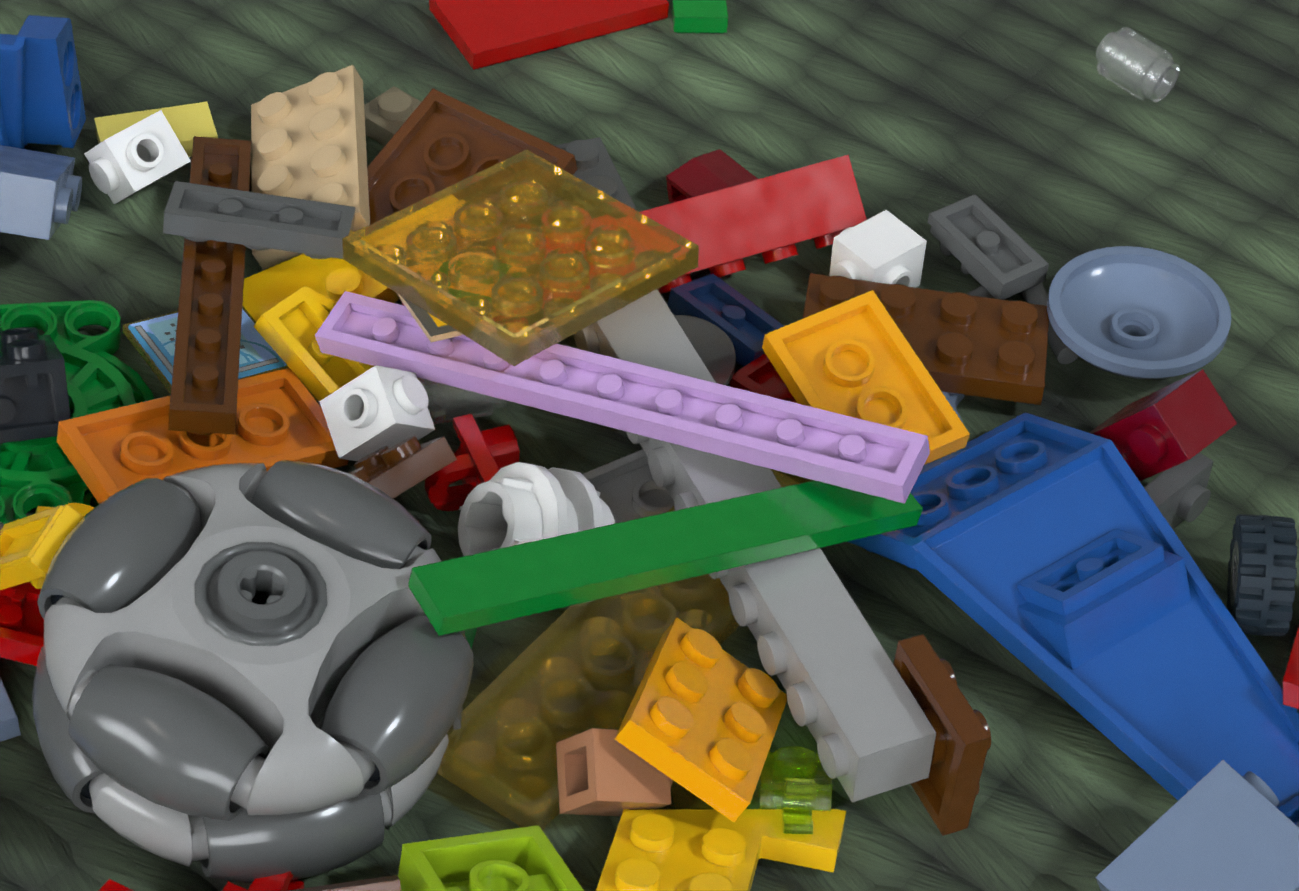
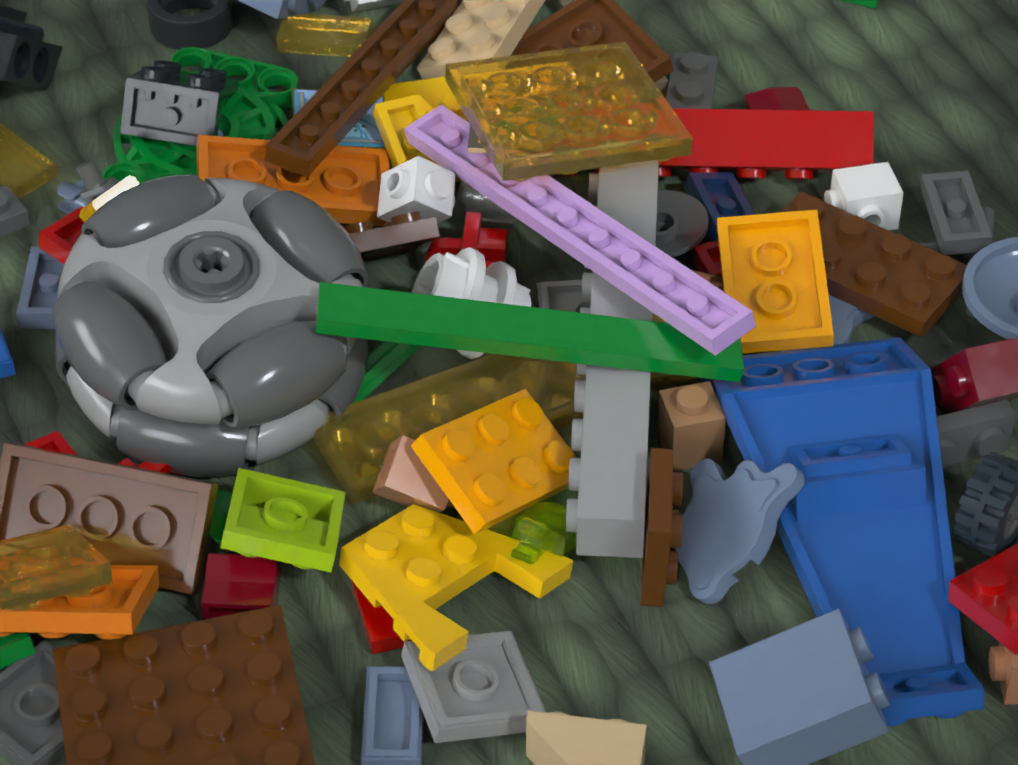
camera: 30 degrees right, 0 degrees up
(104, 244) = (323, 34): none -> clear yellow tile
(258, 220) = (411, 38): dark grey plate -> none
(883, 588) = (691, 424): none -> medium nougat brick
(1021, 691) = (731, 522): none -> sand blue tile

